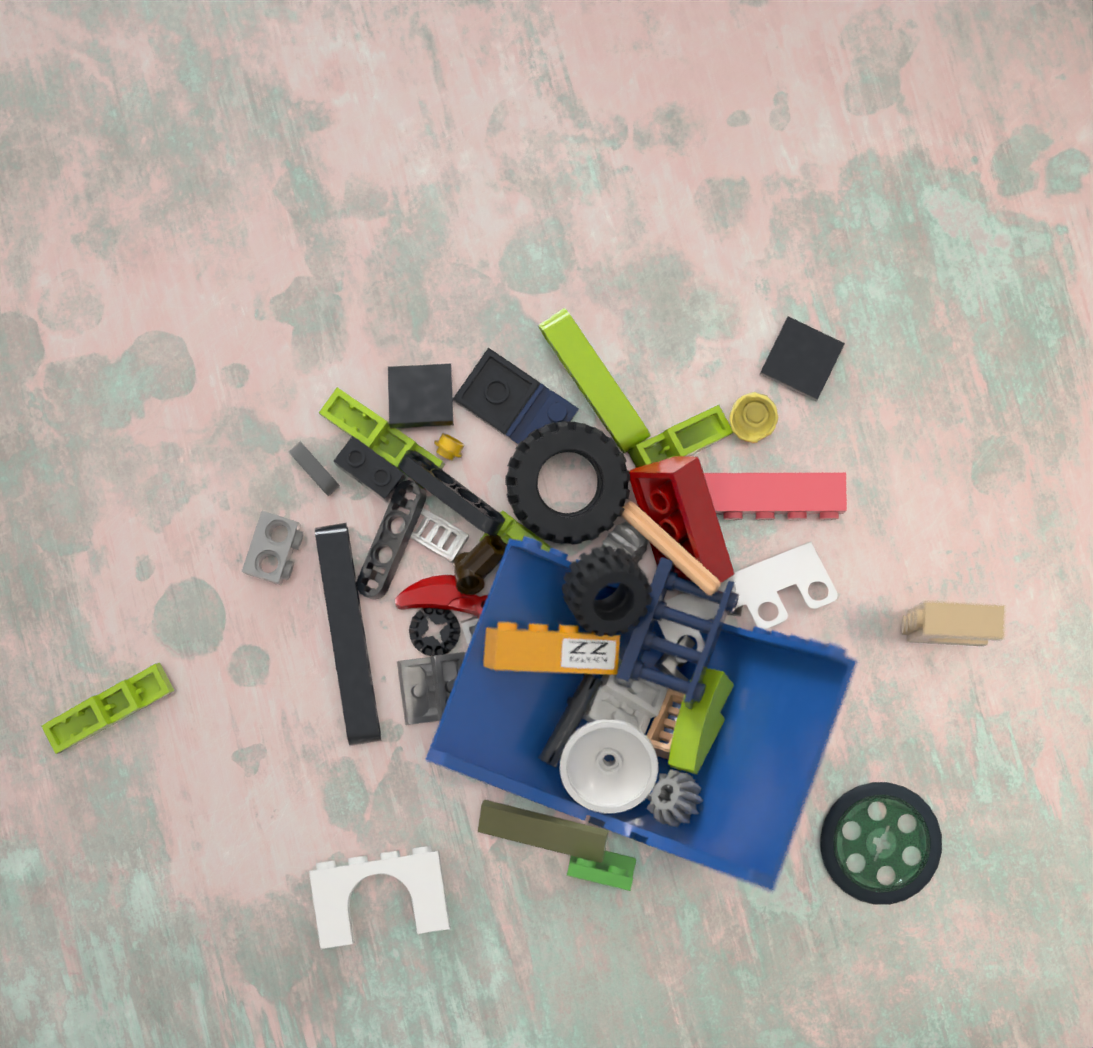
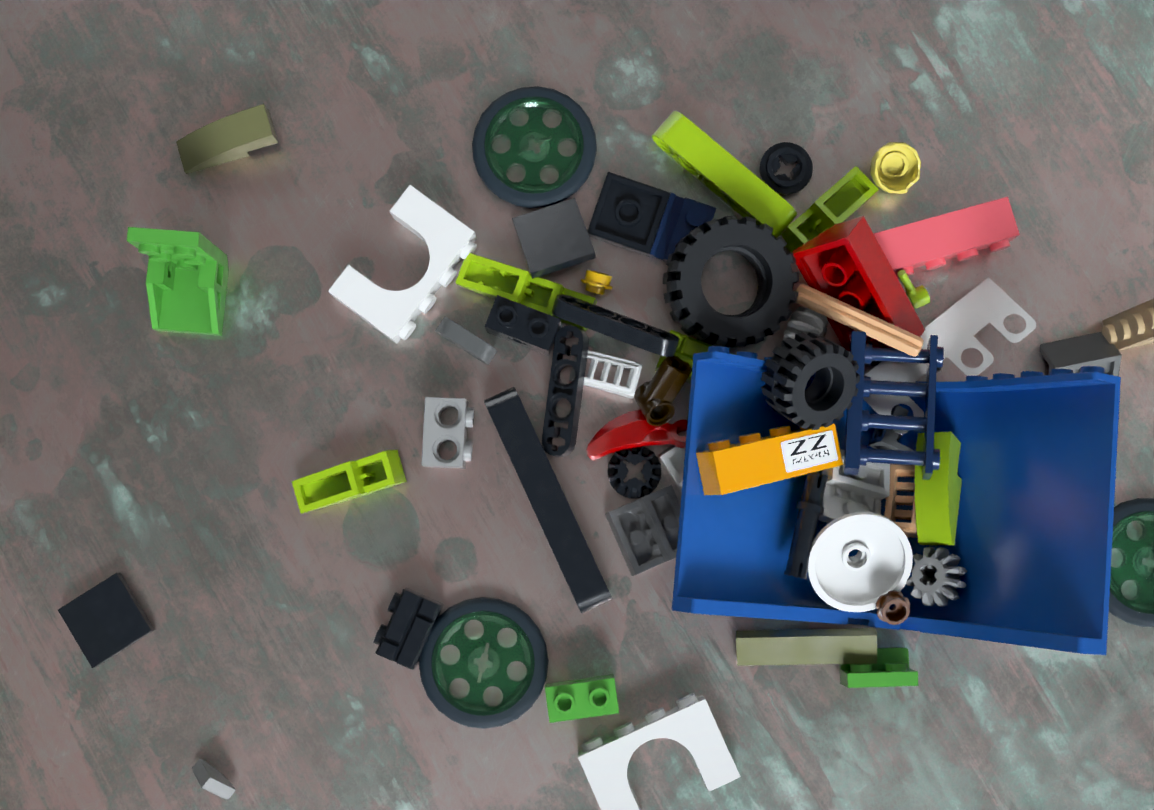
camera: 15 degrees left, 0 degrees up
(72, 347) = (183, 280): none -> bright green bracket
(107, 708) = (321, 643): lime slope -> none
(145, 222) = (227, 139): none -> olive slope
(172, 567) = (349, 481): none -> lime slope
(189, 715) = (408, 627): none -> black brick
(227, 804) = (517, 695): none -> wedge
(320, 375) = (396, 311): none -> white arch
(327, 821) = (581, 698): none -> bright green brick
(456, 336) = (532, 191): none -> wedge
(627, 823) = (898, 613): none -> reddish brown plate
(662, 377) = (788, 154): none -> black gear
(739, 541) = (917, 295): none -> lime hand
(802, 358) = (924, 98): black tile -> none
(874, 642) = (1082, 351): none -> dark grey panel

